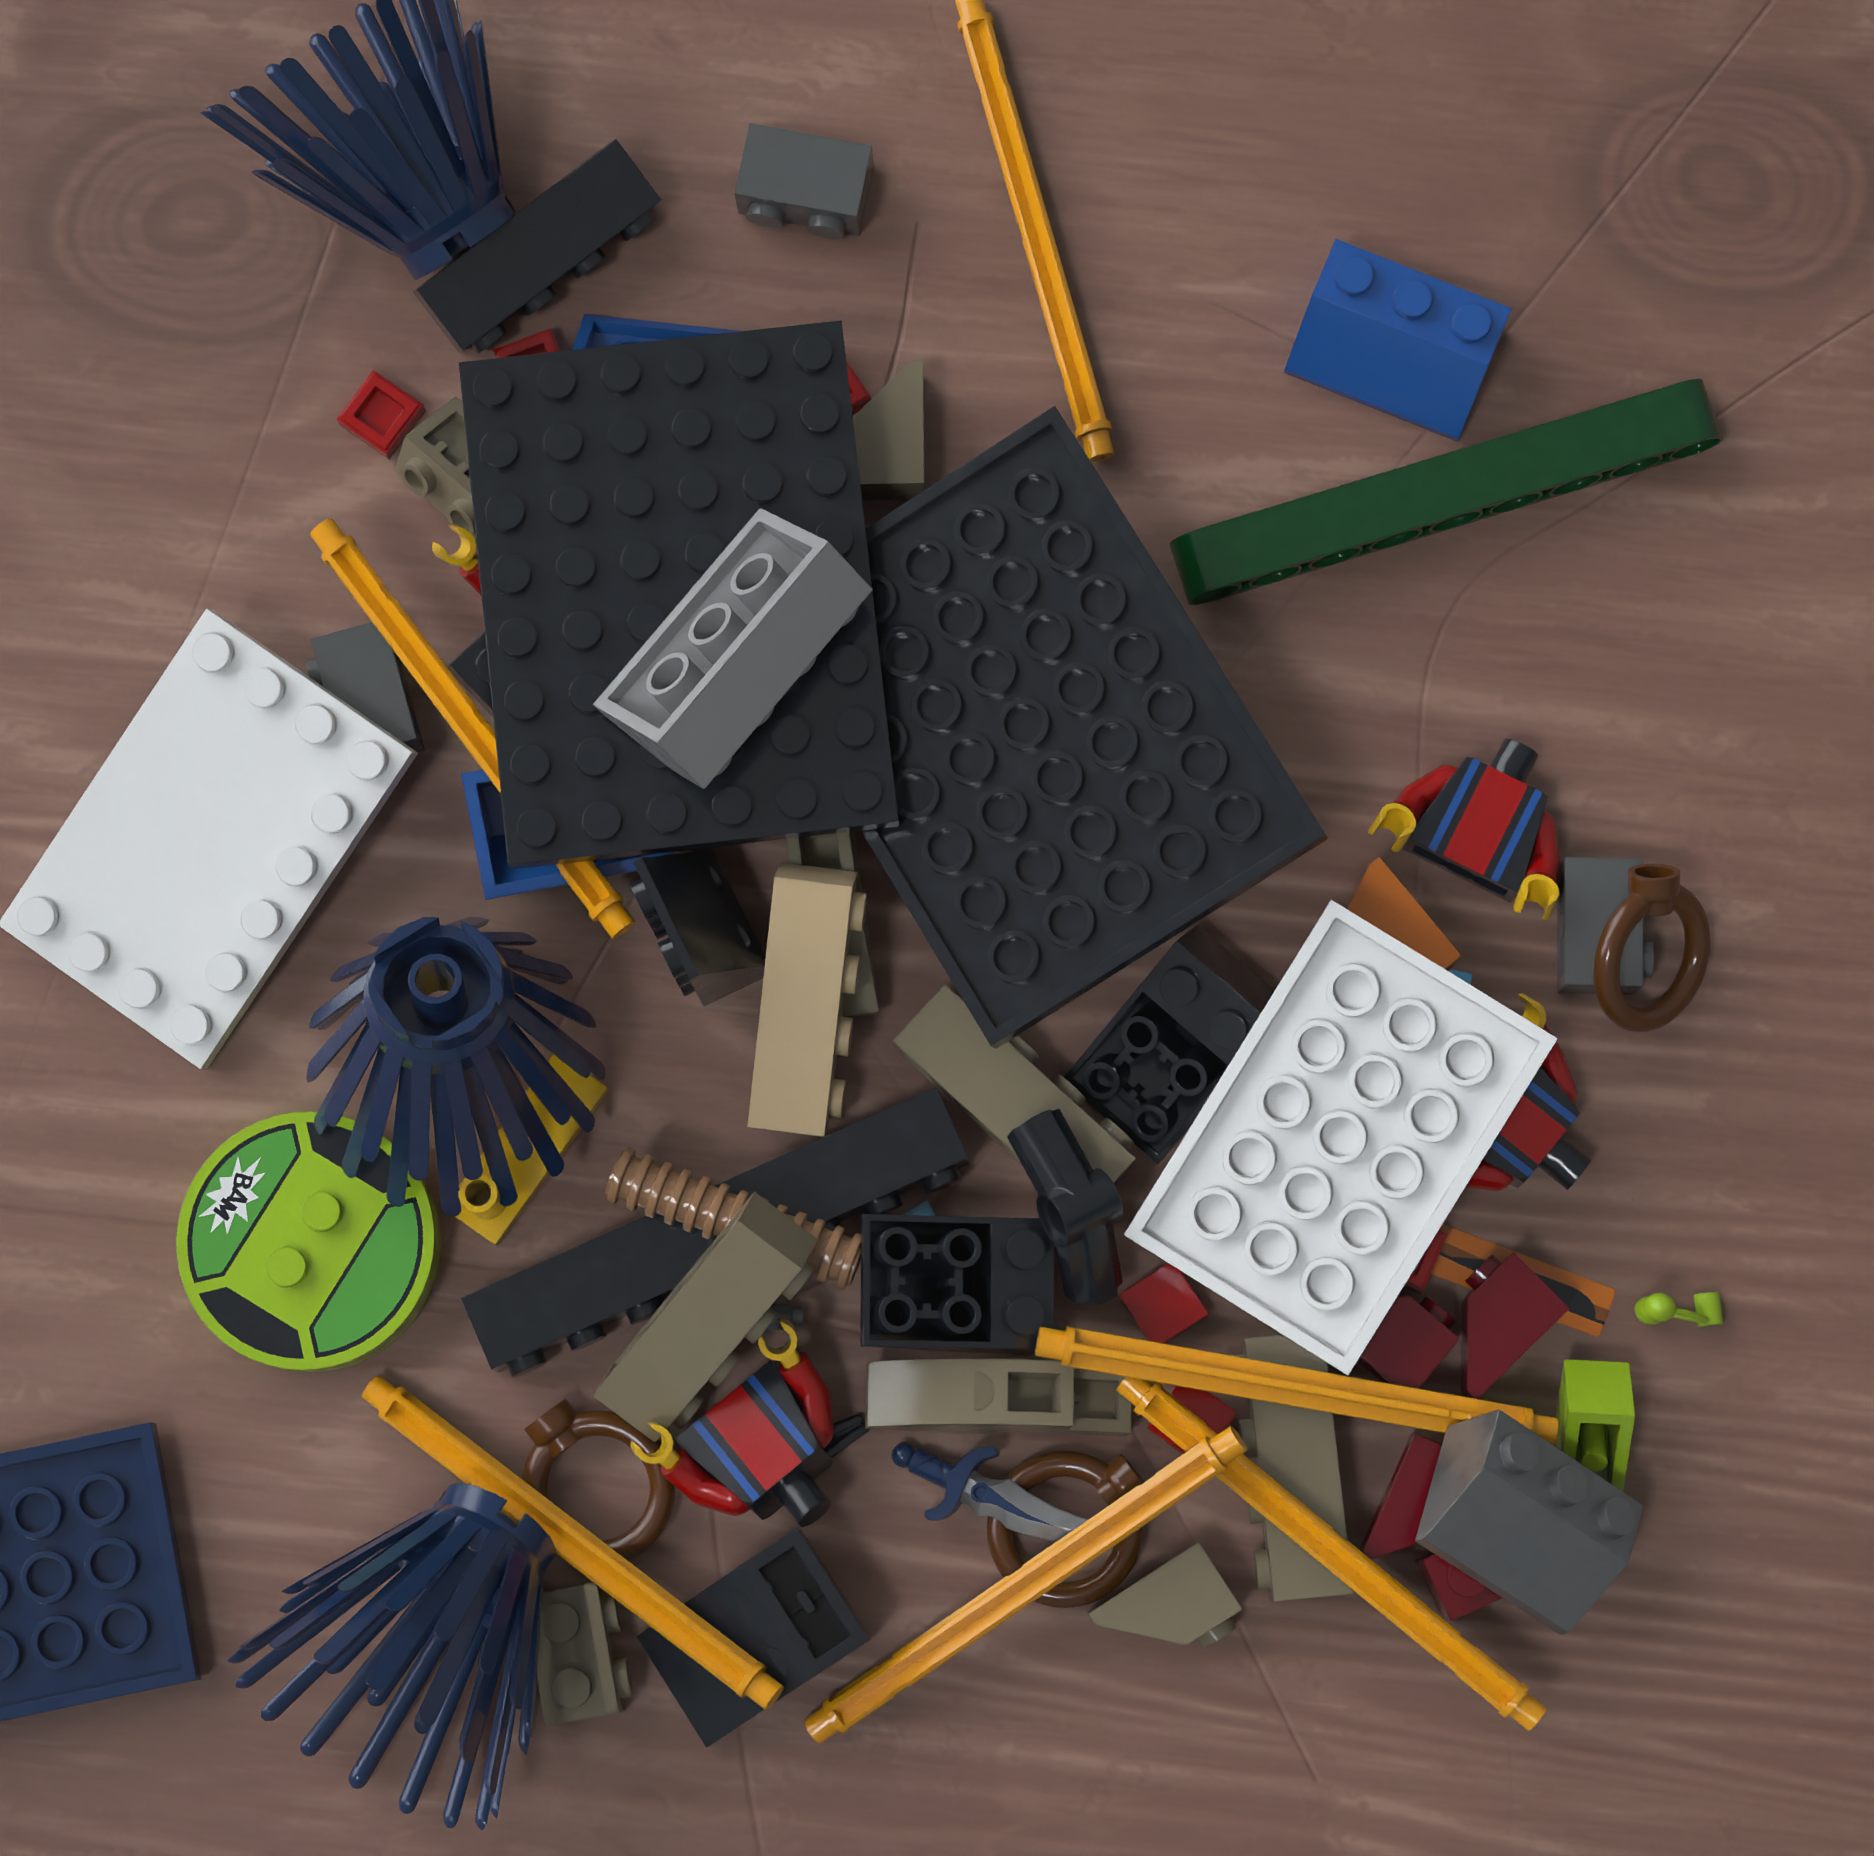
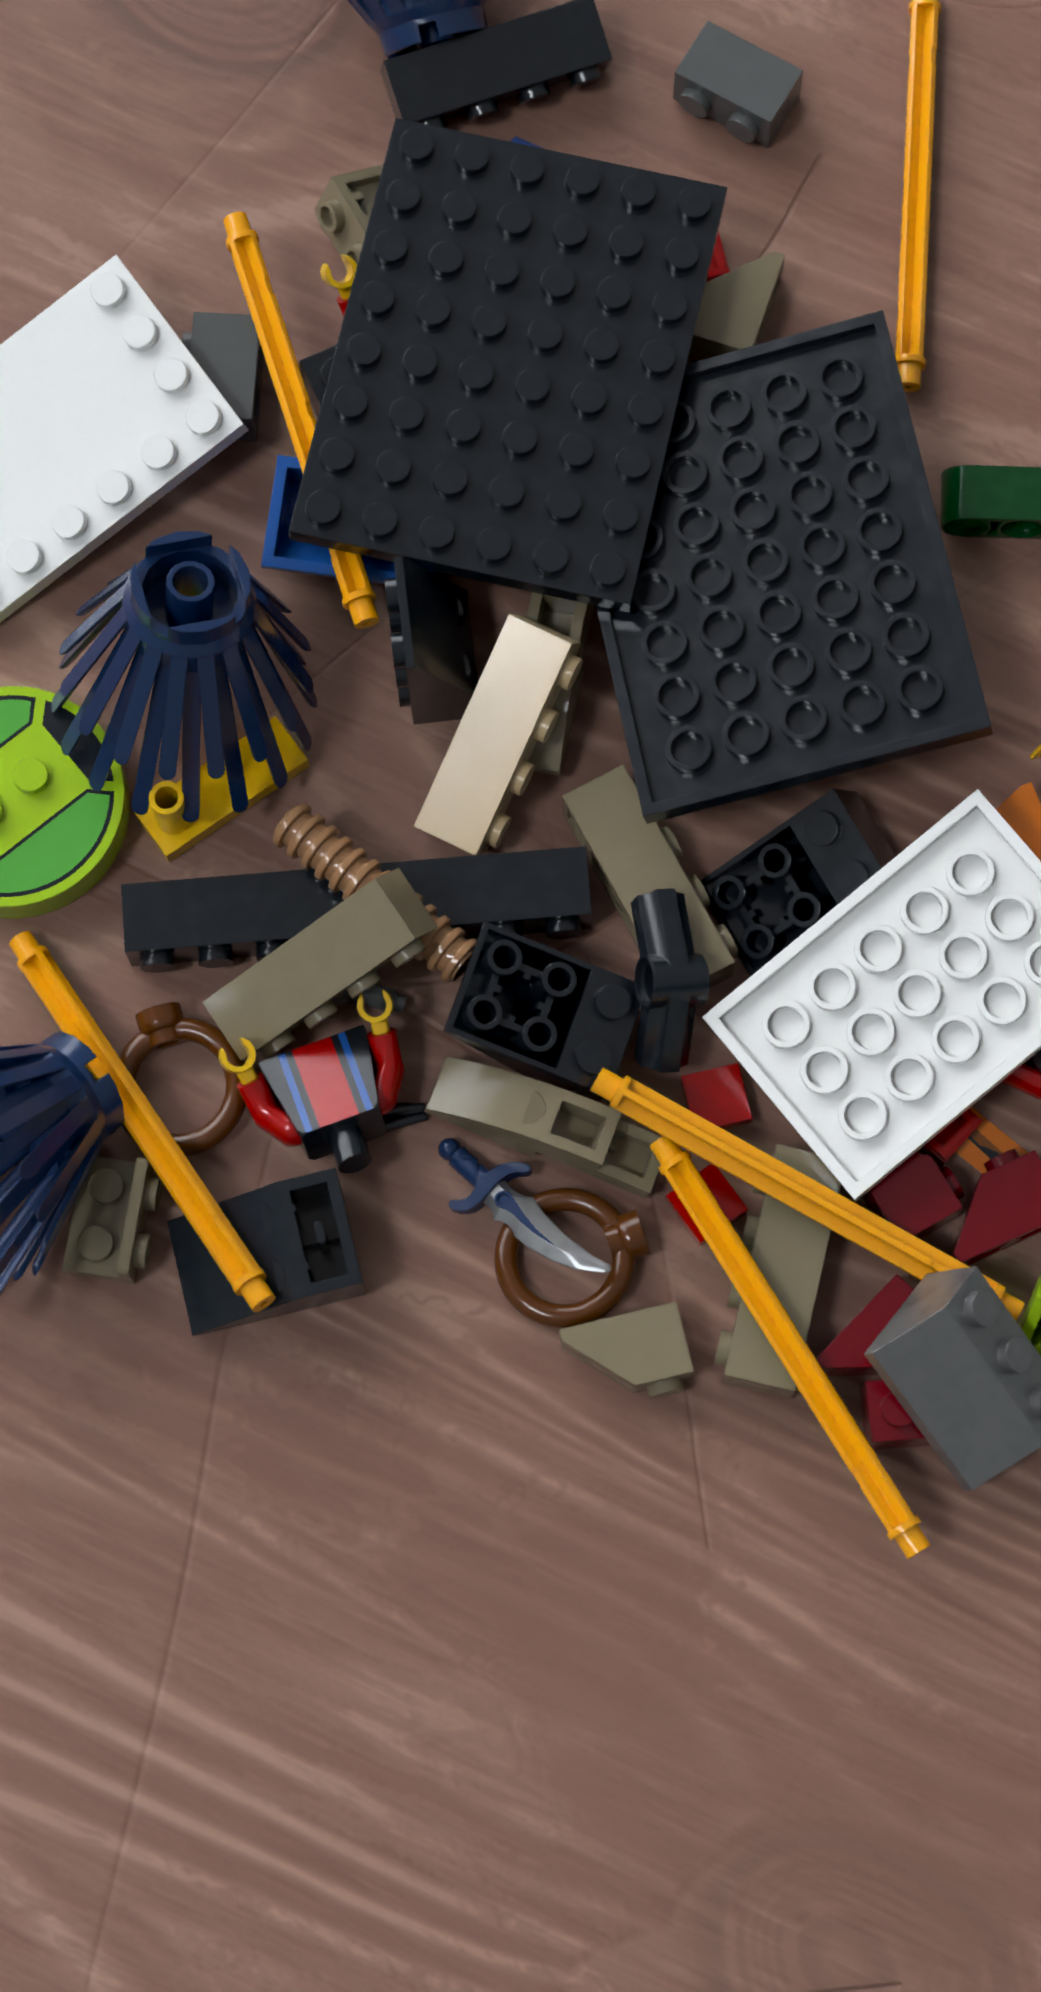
camera: 15 degrees right, 5 degrees down
(381, 414) = (317, 159): red tile -> none
(734, 646) = (543, 411): light grey slope -> none
(1025, 1584) = (514, 1285): light orange piece -> none

